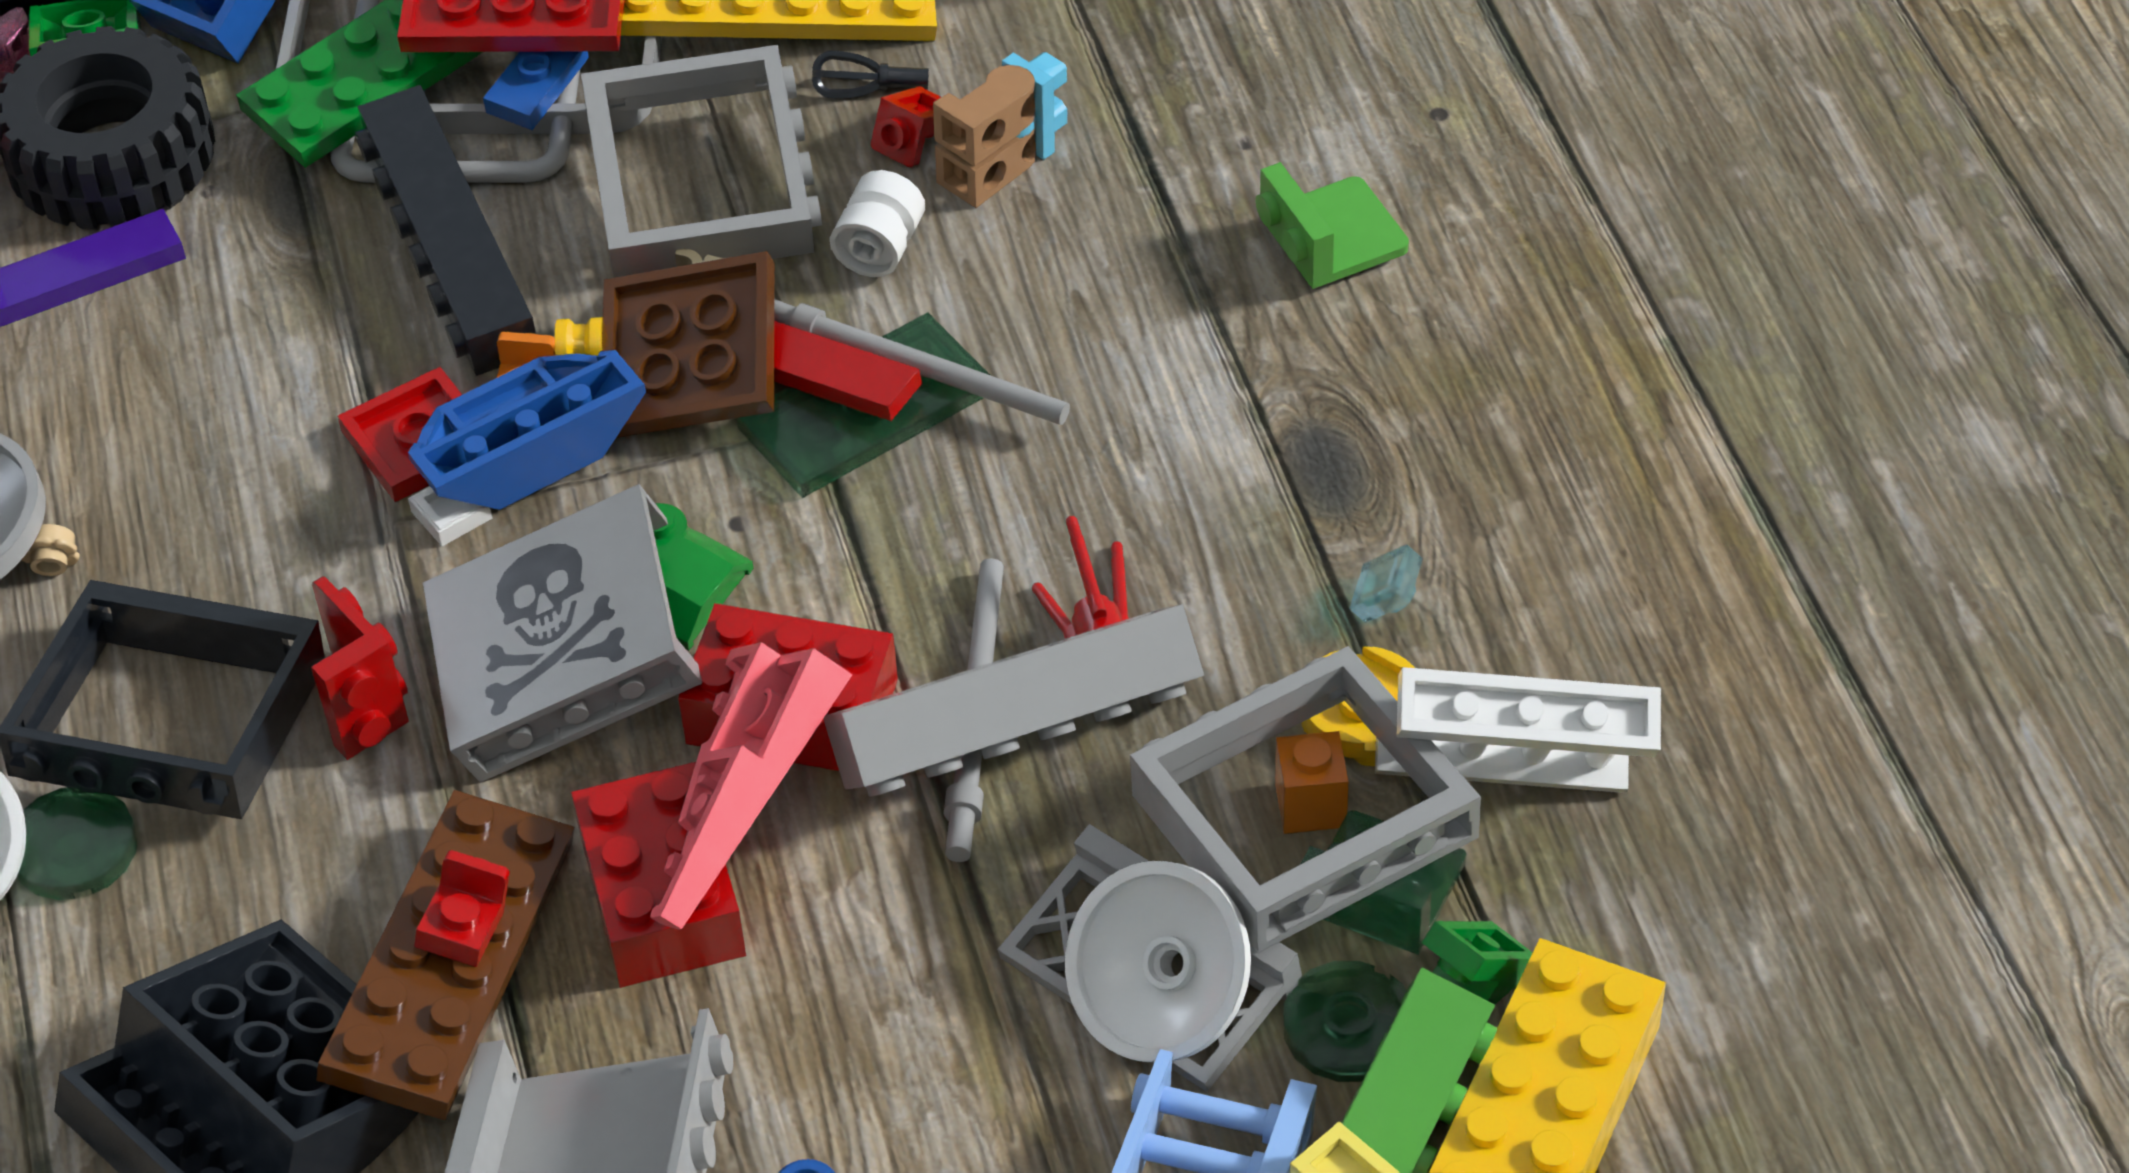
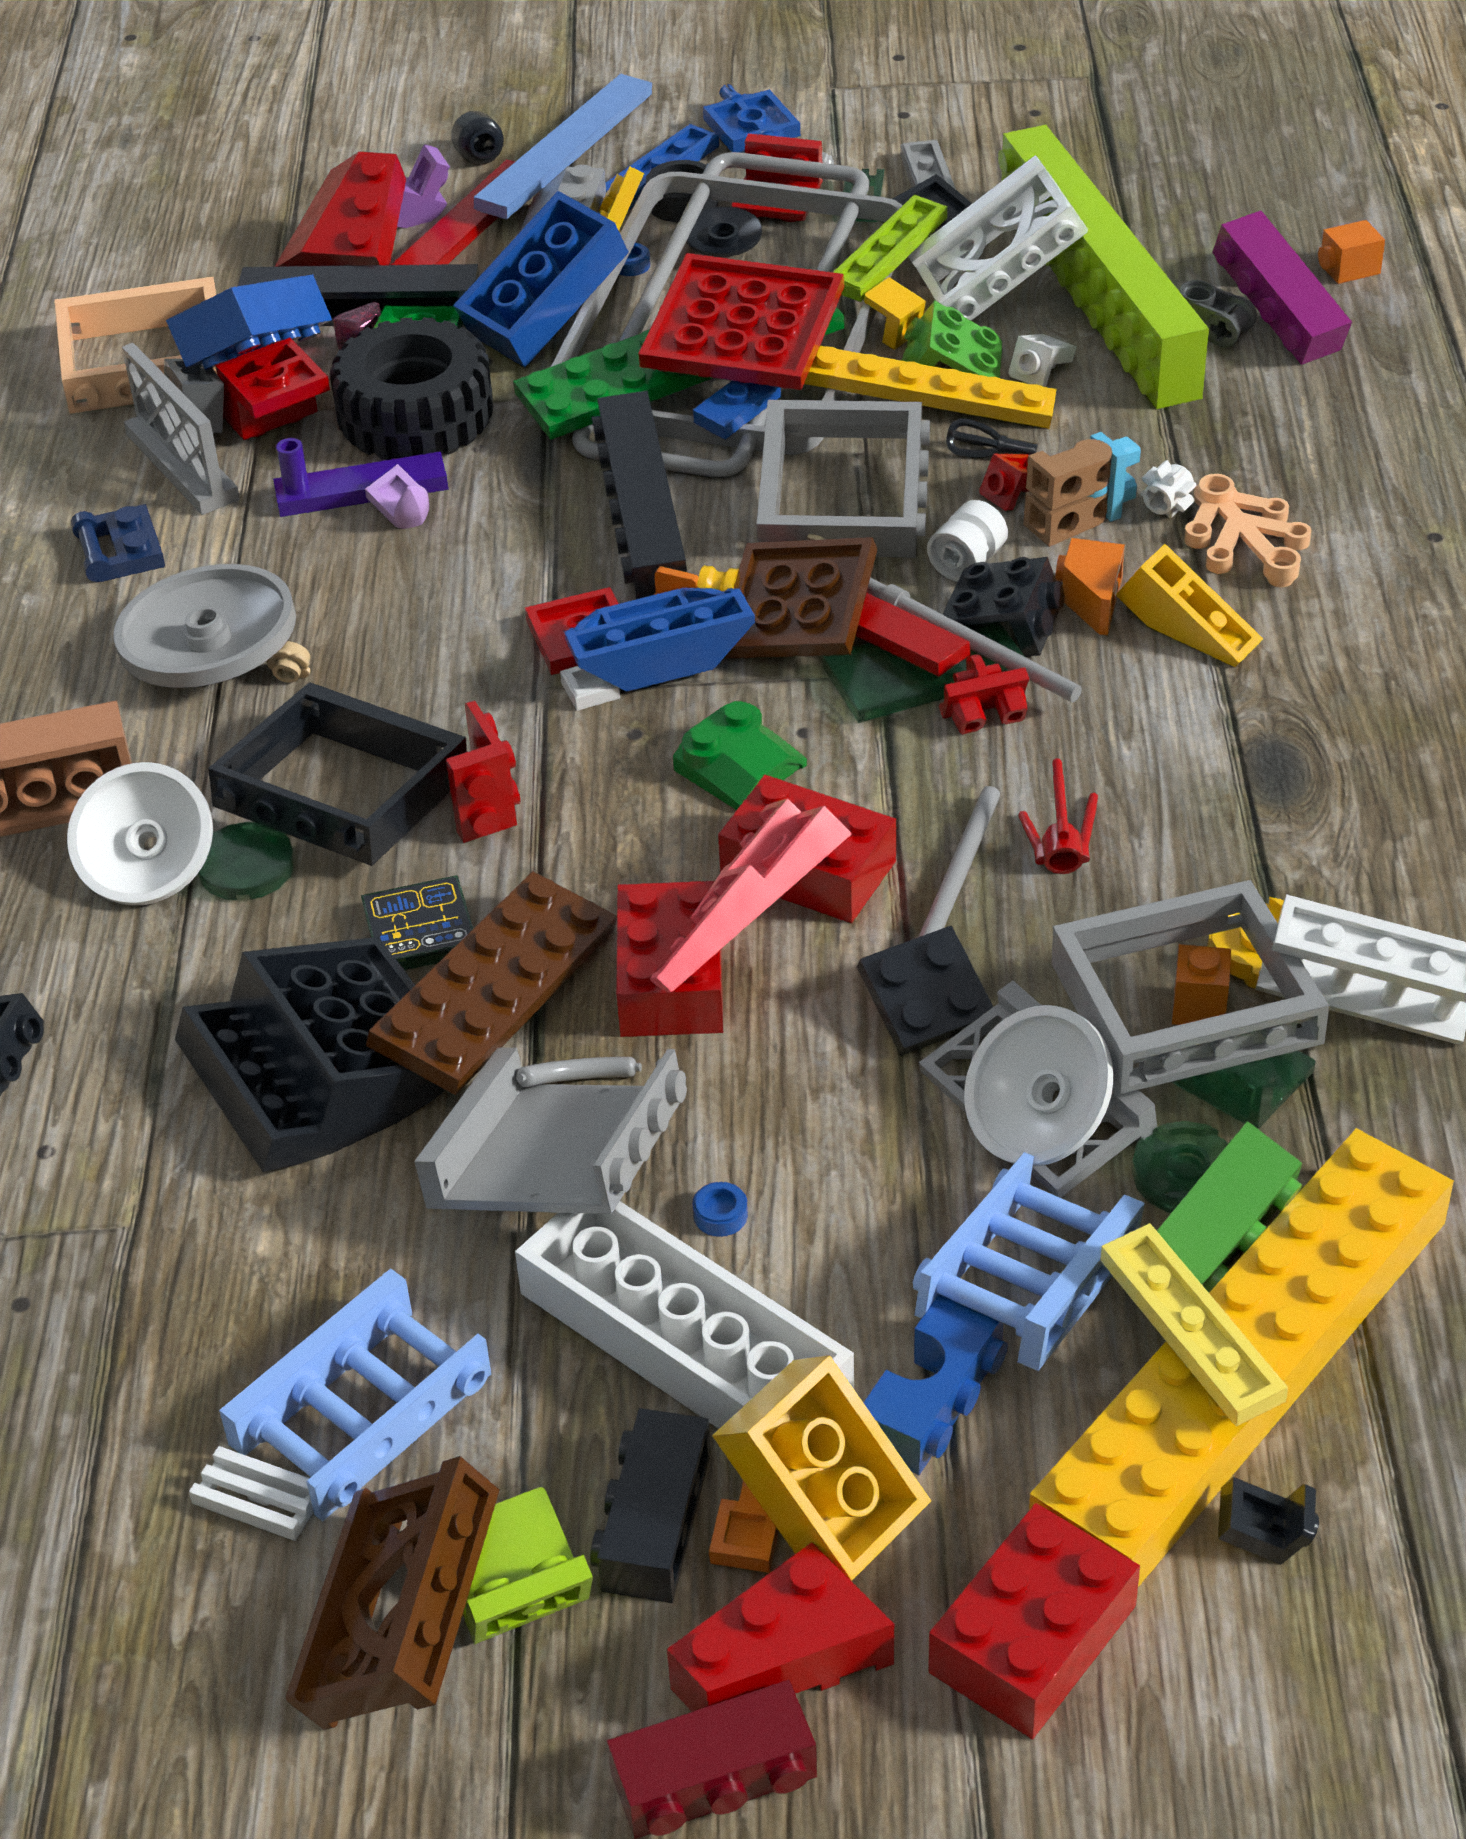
camera: 15 degrees right, 5 degrees down
(128, 287) = (399, 498): none -> lavender plate
(325, 883) = (419, 920): none -> black tile
(464, 908) = (511, 947): red bracket -> none
(555, 635) = (638, 776): light grey panel -> none
(581, 1045) = (577, 1069): none -> light grey piece
(948, 292) = (1010, 591): none -> black bracket
(948, 425) = (982, 689): none -> red hips
(983, 853) = (924, 989): none -> black plate
(1012, 698) = (978, 880): light grey brick -> none
(1043, 251) = (1091, 580): none -> orange slope
(1106, 107) = (1168, 489): none -> white gear
(1168, 271) = (1182, 606): none -> yellow slope
(1169, 104) = (1218, 495): none -> light nougat plant
(1329, 228) = (1322, 601): bright green bracket -> none
(1386, 583) = (1301, 857): clear light blue plate -> none
(1477, 957) = (1301, 1134): green slope -> none

